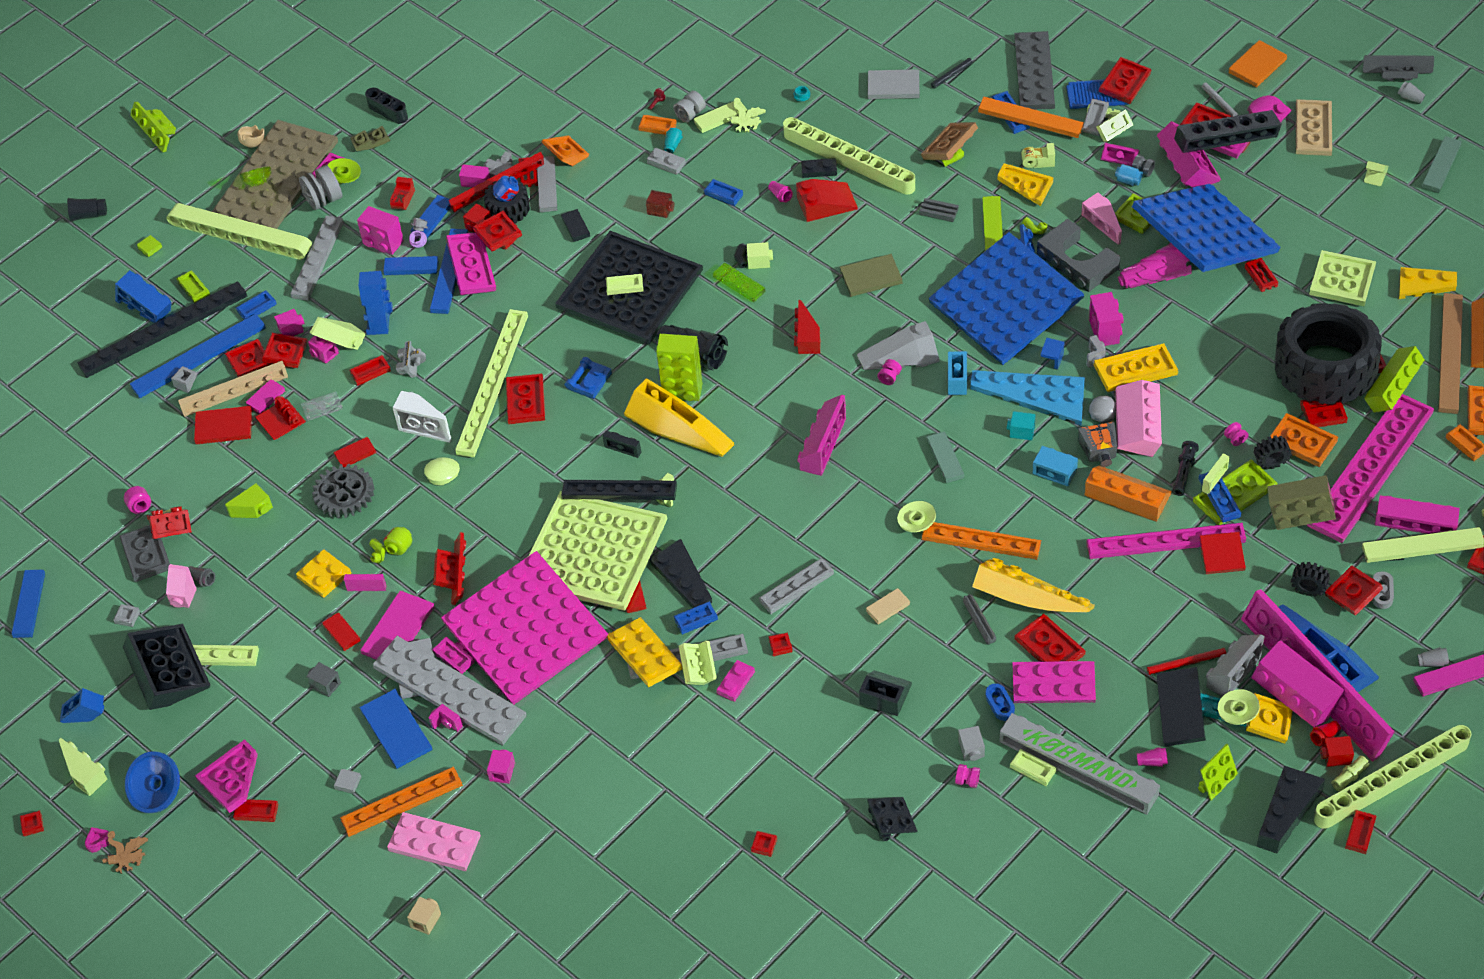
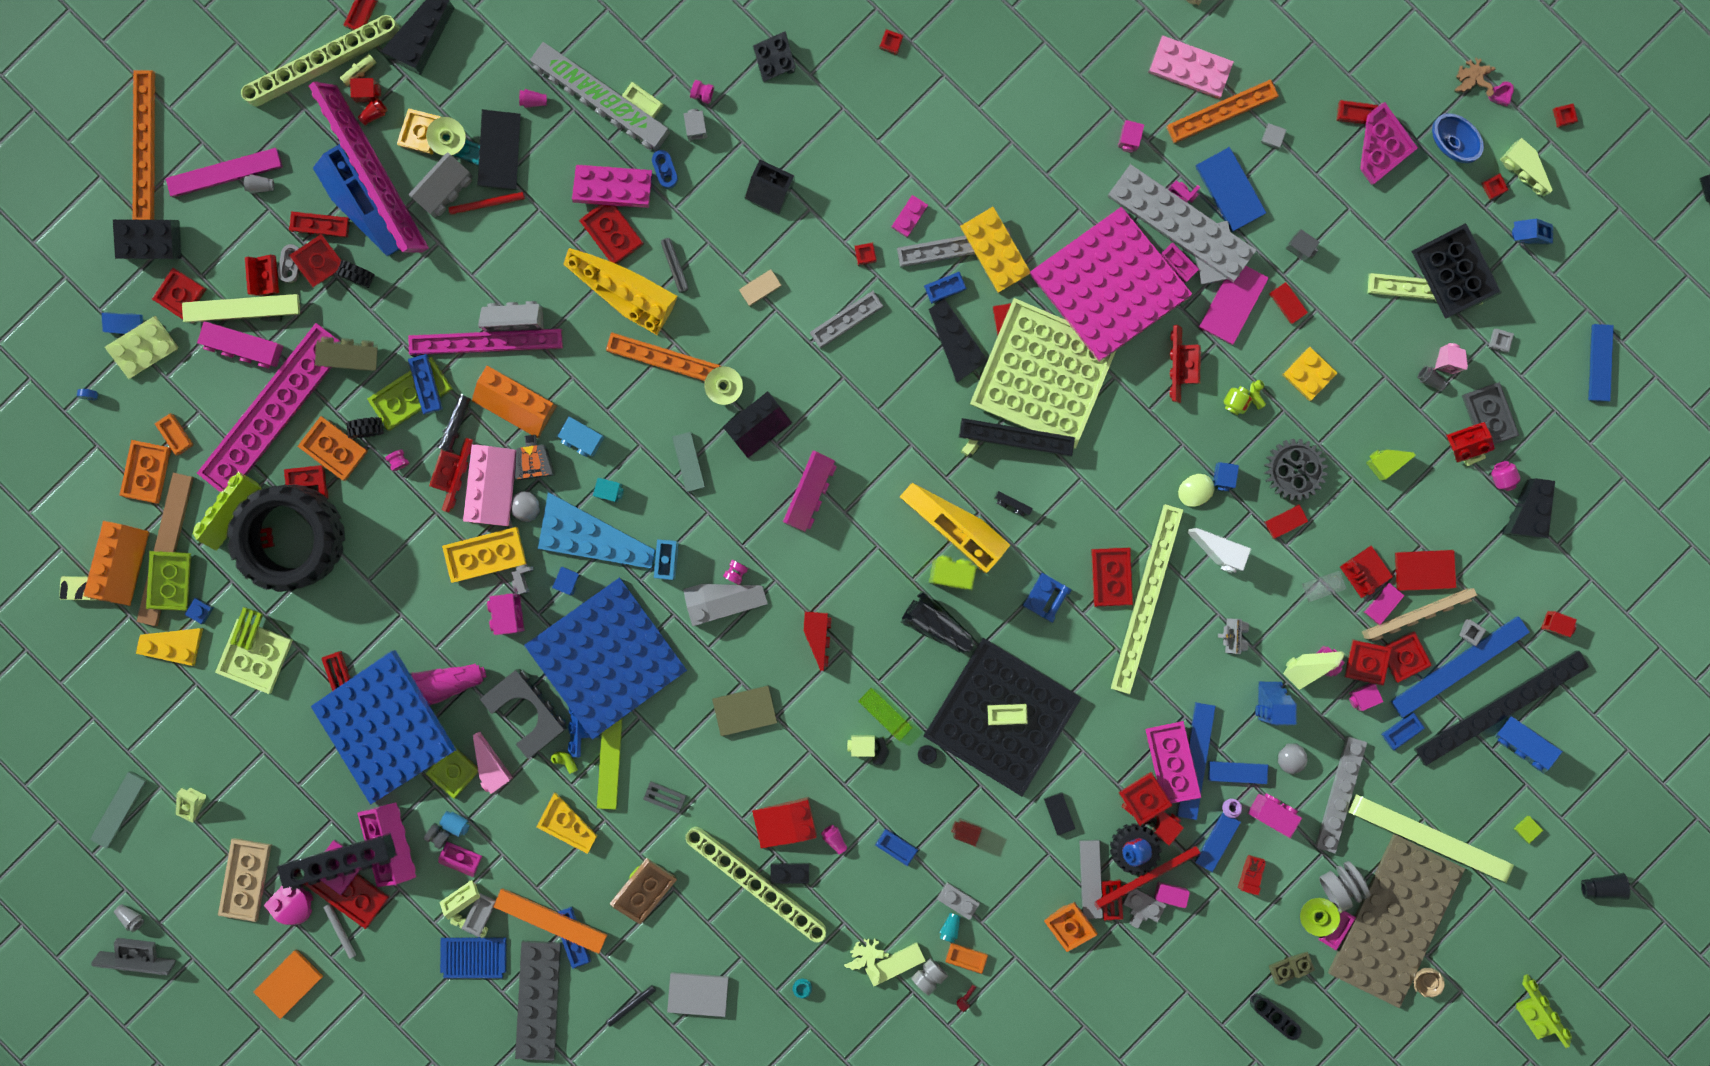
camera: 175 degrees right, 35 degrees up
(101, 390) = (1559, 624): none -> red brick
(114, 472) = (1533, 510): none -> black wedge
(116, 751) = (1495, 186): none -> red tile
(193, 286) = (1474, 765): lime tile -> none
(256, 176) = (1418, 908): clear neon green piece -> none
(353, 276) = (1292, 758): none -> light grey hair
(365, 582) = (1272, 355): dark pink tile -> none
(370, 370) = (1275, 630): red tile -> none
(412, 481) = (1225, 476): none -> blue brick
(419, 224) = (1231, 823): light grey plate -> none
(697, 663) = (945, 228): yellowish green bracket -> none
(699, 256) = (927, 754): none -> black tile
(881, 490) = (757, 424): none -> black slope
(1039, 157) = (548, 862): yellowish green leg -> none
(1125, 80) = (438, 971): red tile -> none
(1140, 552) = (511, 317): none -> light grey slope
(1180, 427) = (449, 472): none -> red bracket
(1215, 473) = (424, 399): yellowish green tile -> none
(1217, 773) = (481, 63): lime hinge -> none
(1222, 553) = (433, 318): red tile -> none
(1298, 684) = (387, 154): dark pink slope -> none
(1355, 282) = (234, 641): none -> lime tile
(1360, 626) = (319, 224): none -> red plate
(1405, 309) = (199, 611): none -> blue plate
(1409, 576) = (261, 275): none -> red bracket
(1439, 325) = (168, 580): none -> lime tile

